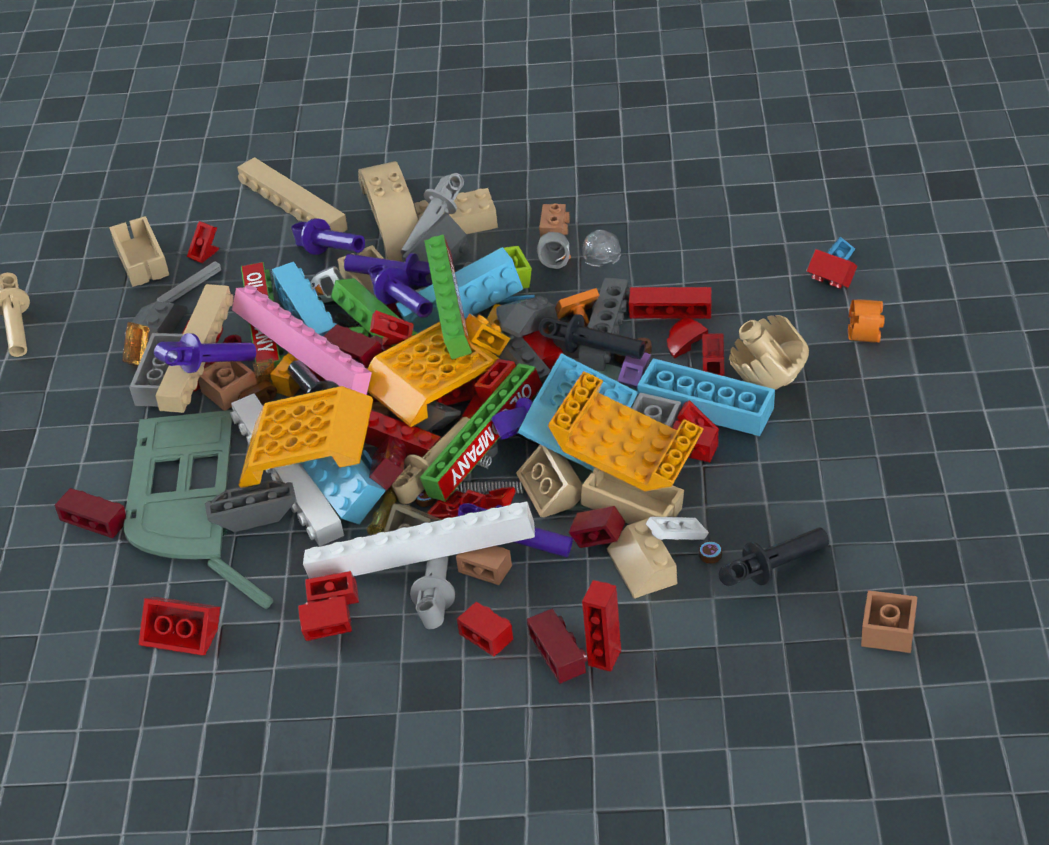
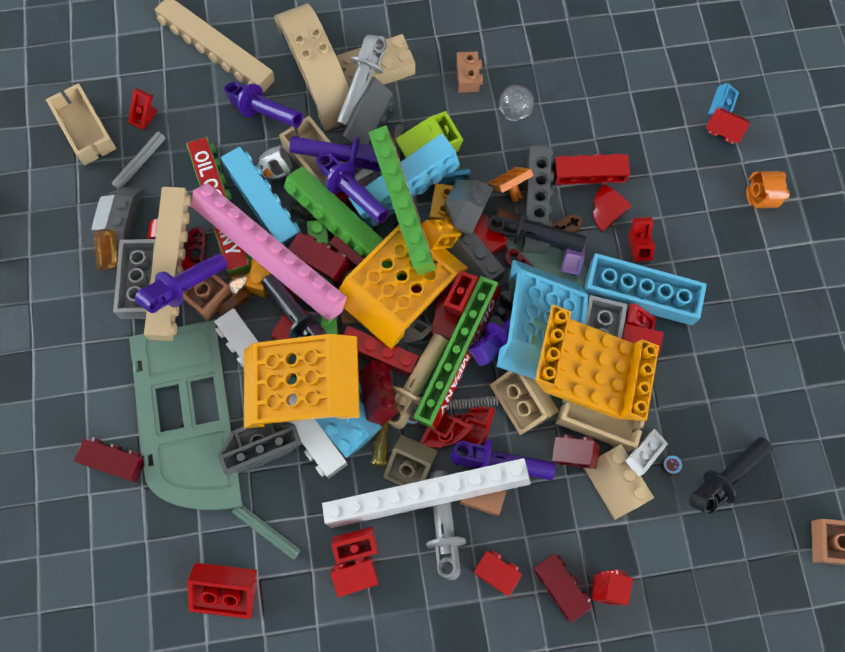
camera: 15 degrees left, 30 degrees up
(391, 328) = (355, 240): red slope -> none
(552, 248) = (472, 105): light grey piece -> none
(769, 352) = (697, 243): tan piece -> none

